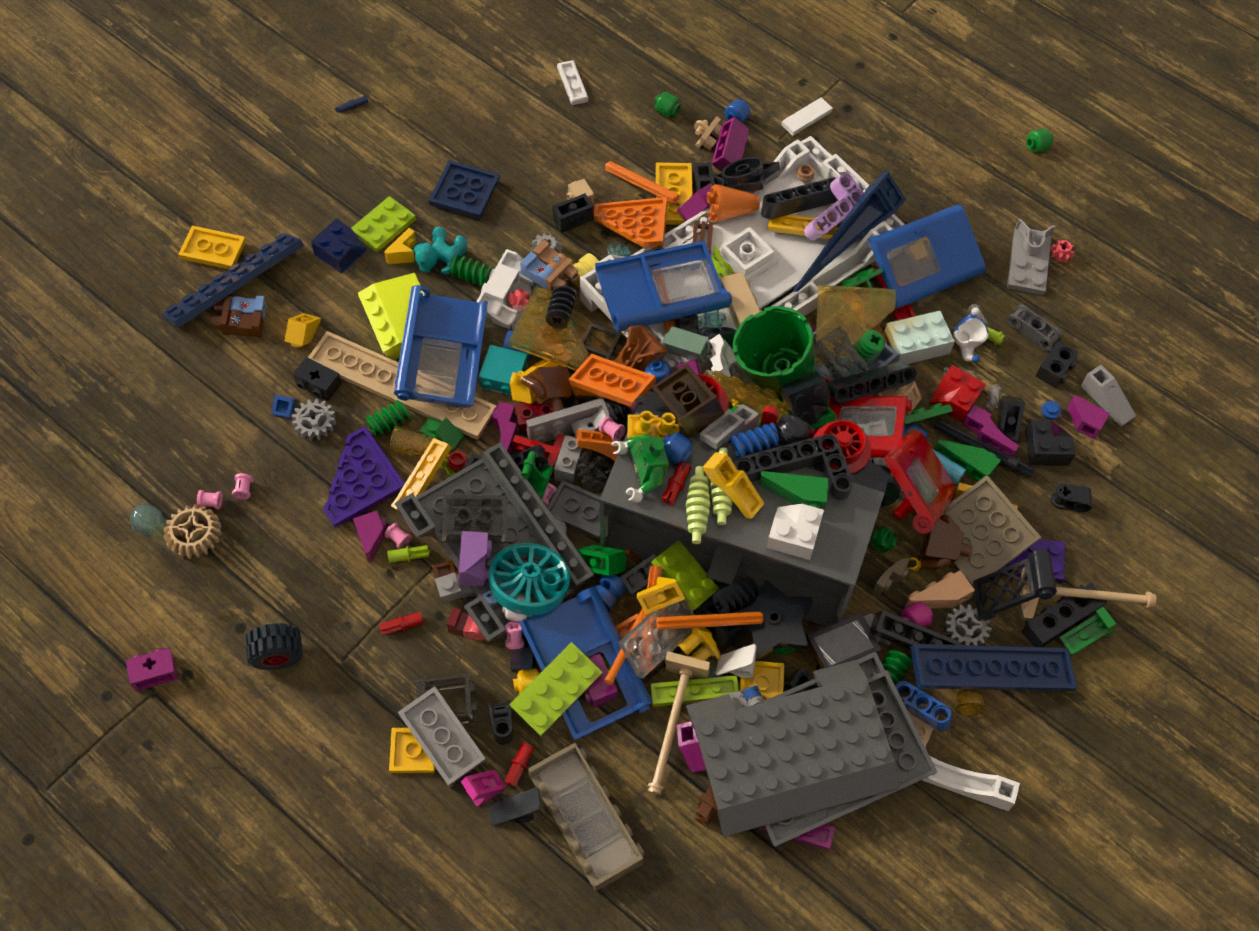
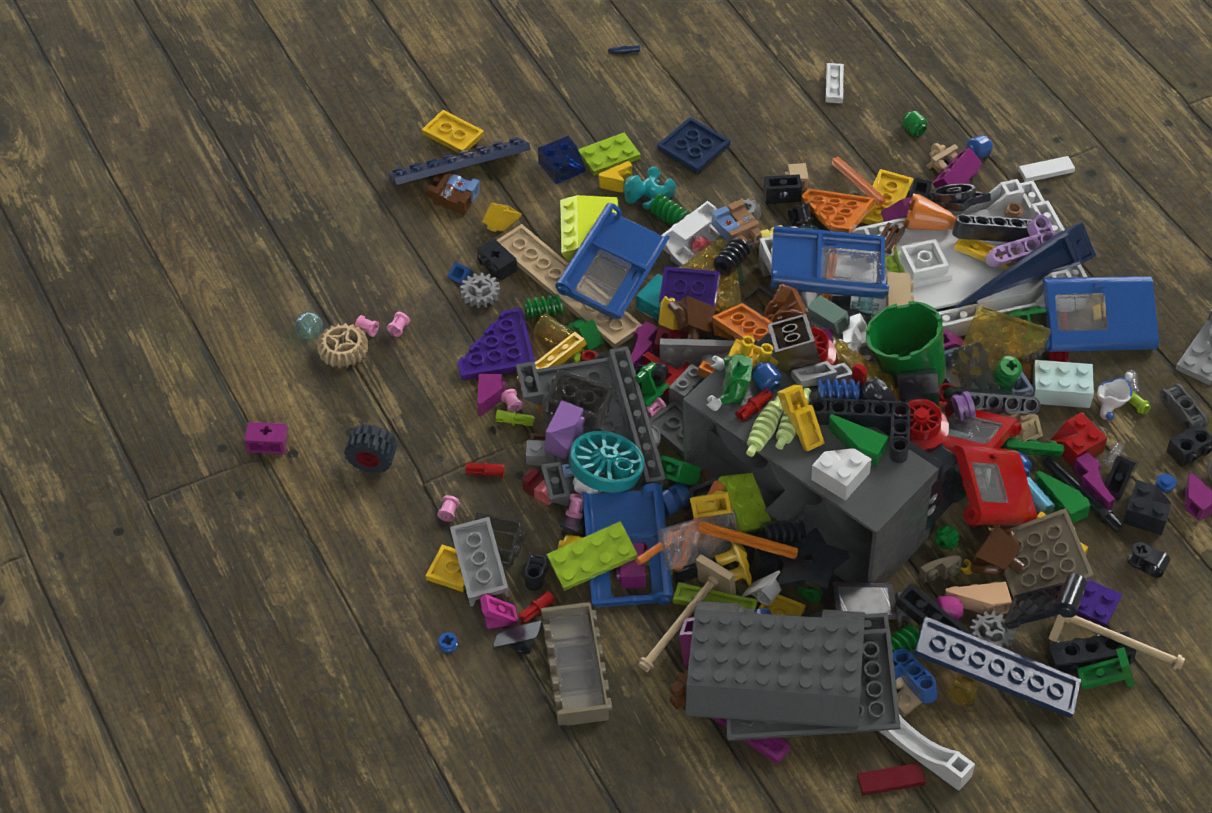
camera: 25 degrees right, 10 degrees down
(381, 683) = (448, 508): none -> bright pink bush
(442, 847) = (448, 648): none -> blue bush
(532, 351) = (690, 282): none -> dark purple plate
(601, 235) = (800, 214): none -> black piece
(853, 400) = (963, 406): none -> medium lavender wheel
(941, 823) = (891, 779): none -> dark red tile

